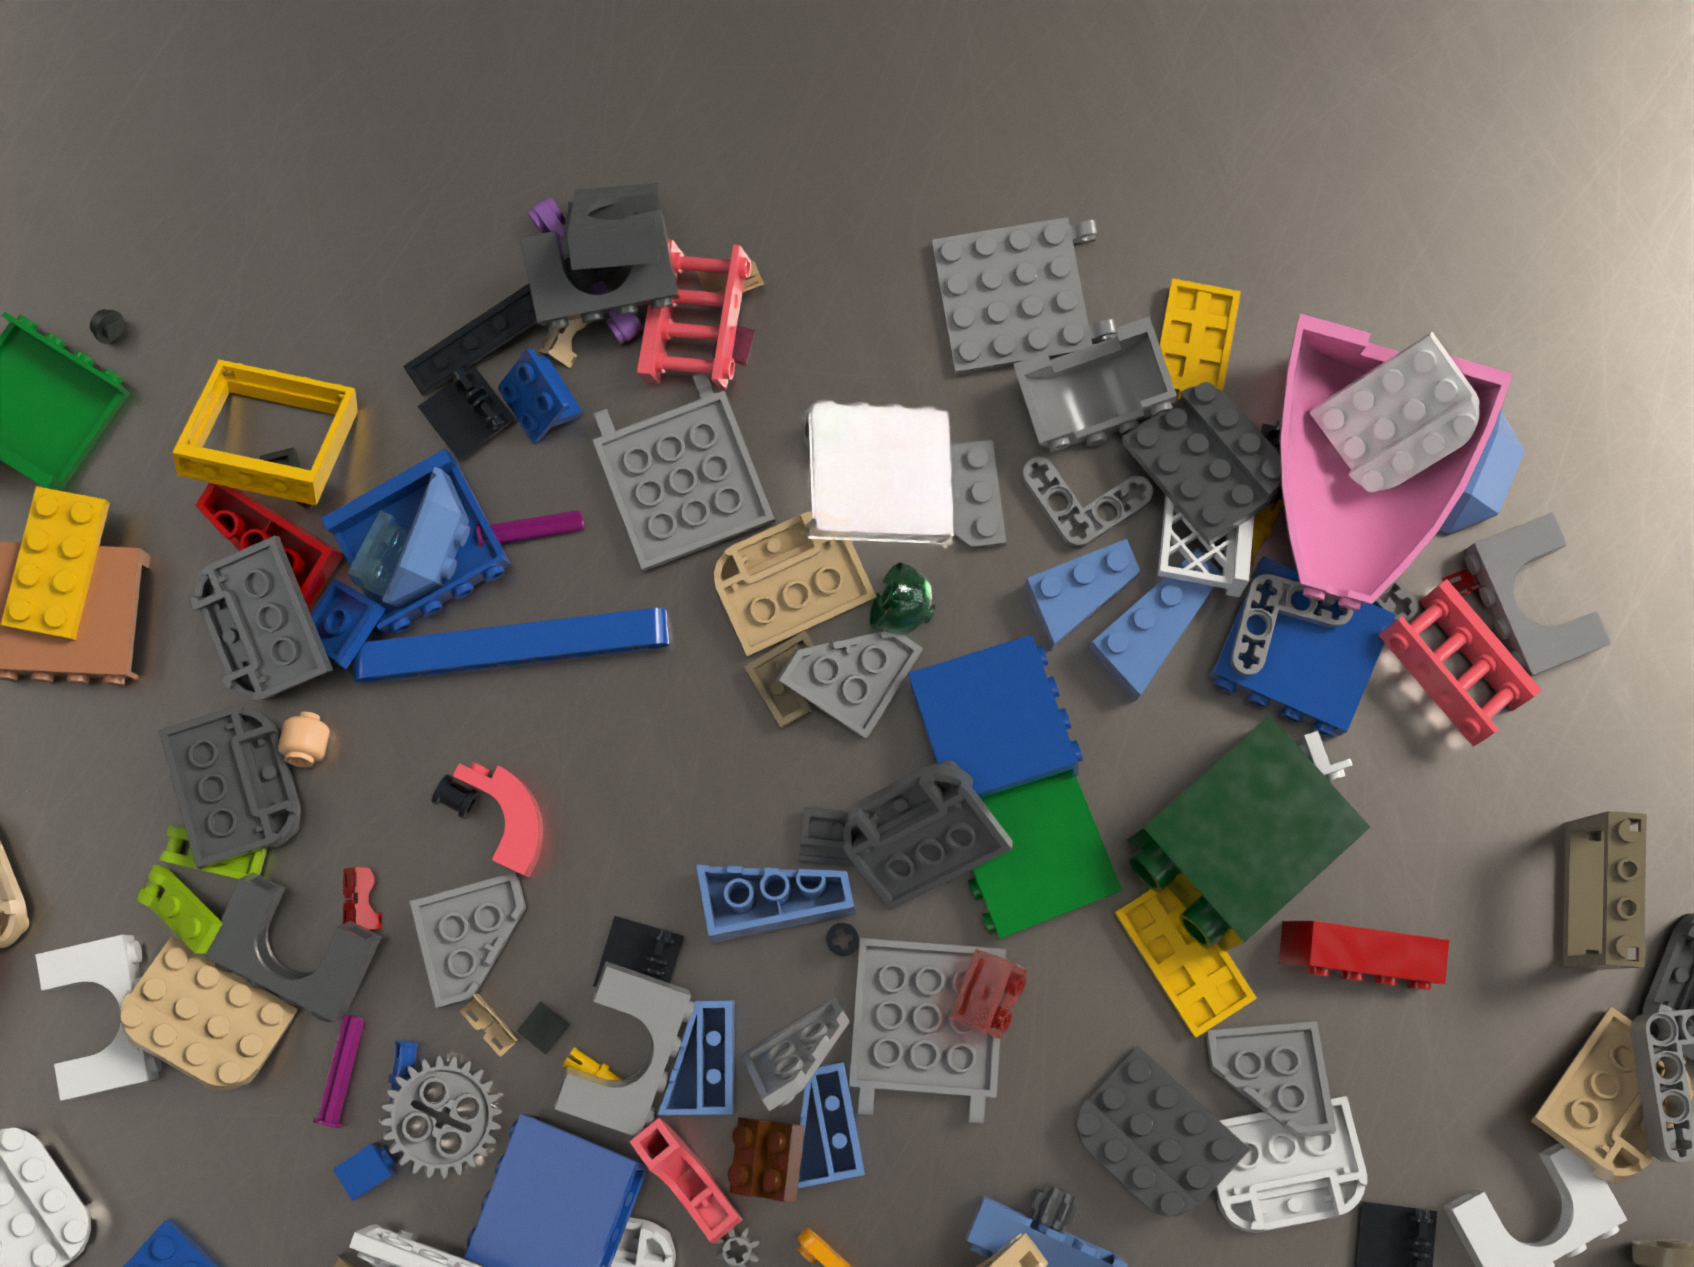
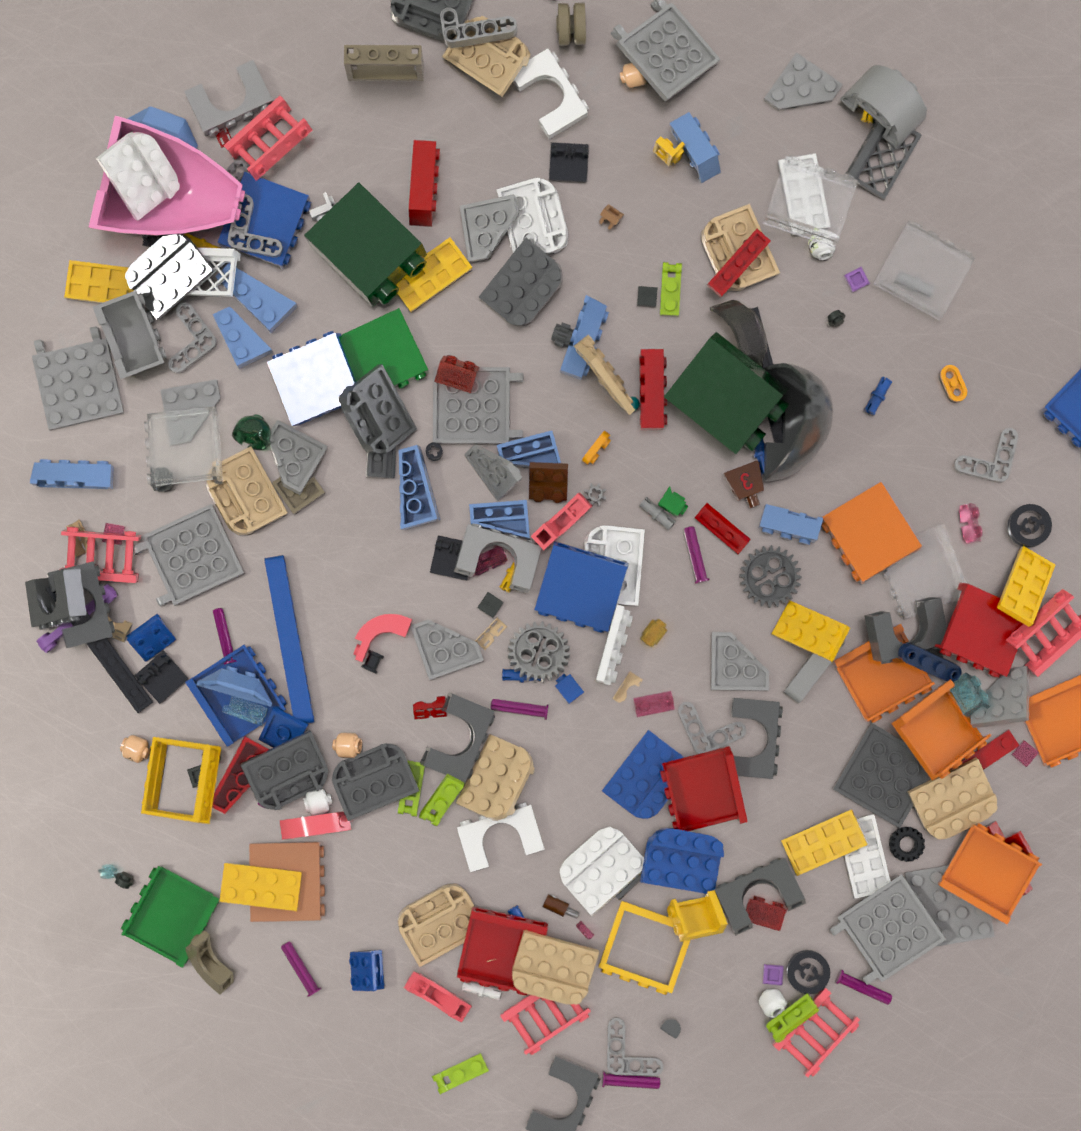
camera: 100 degrees left, 5 degrees up
(126, 299) = (107, 871): none -> clear light blue plate
(155, 668) = (314, 825): none -> coral arch
(202, 676) = (317, 802): none -> white head
(339, 357) = (135, 748): none -> light nougat head
(628, 1035) = (493, 557): none -> clear pink hinge
(844, 274) = (72, 475): none -> medium blue wedge

